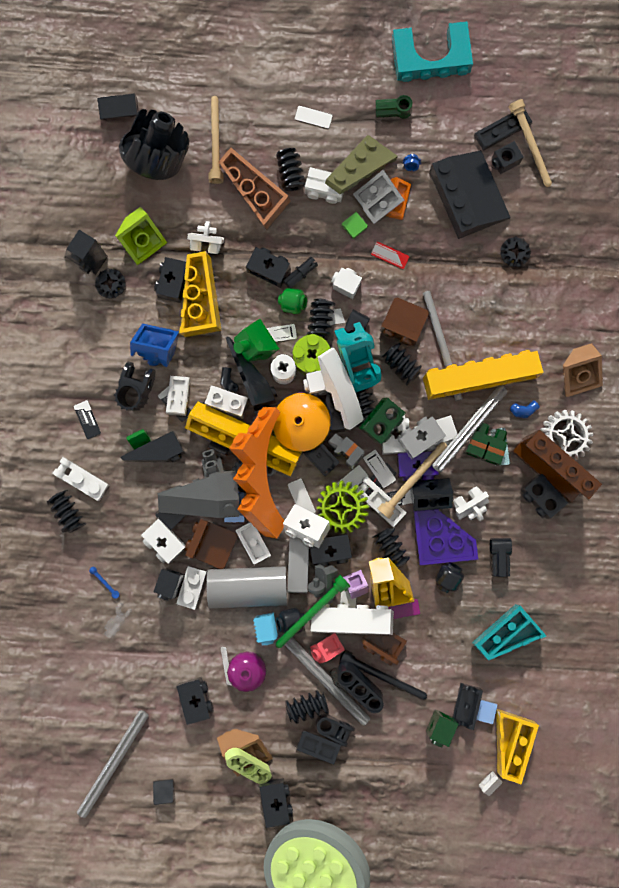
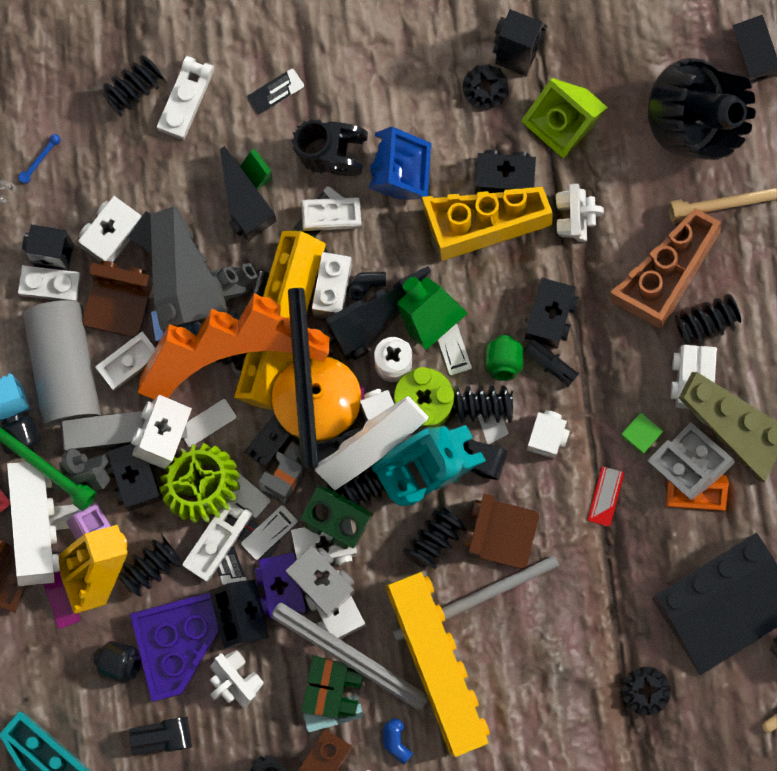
camera: 80 degrees right, 5 degrees down
(290, 425) = (302, 377): none -> black axle
(388, 507) = (207, 549): tan piece -> none
(411, 162) = (758, 505): blue plate -> none

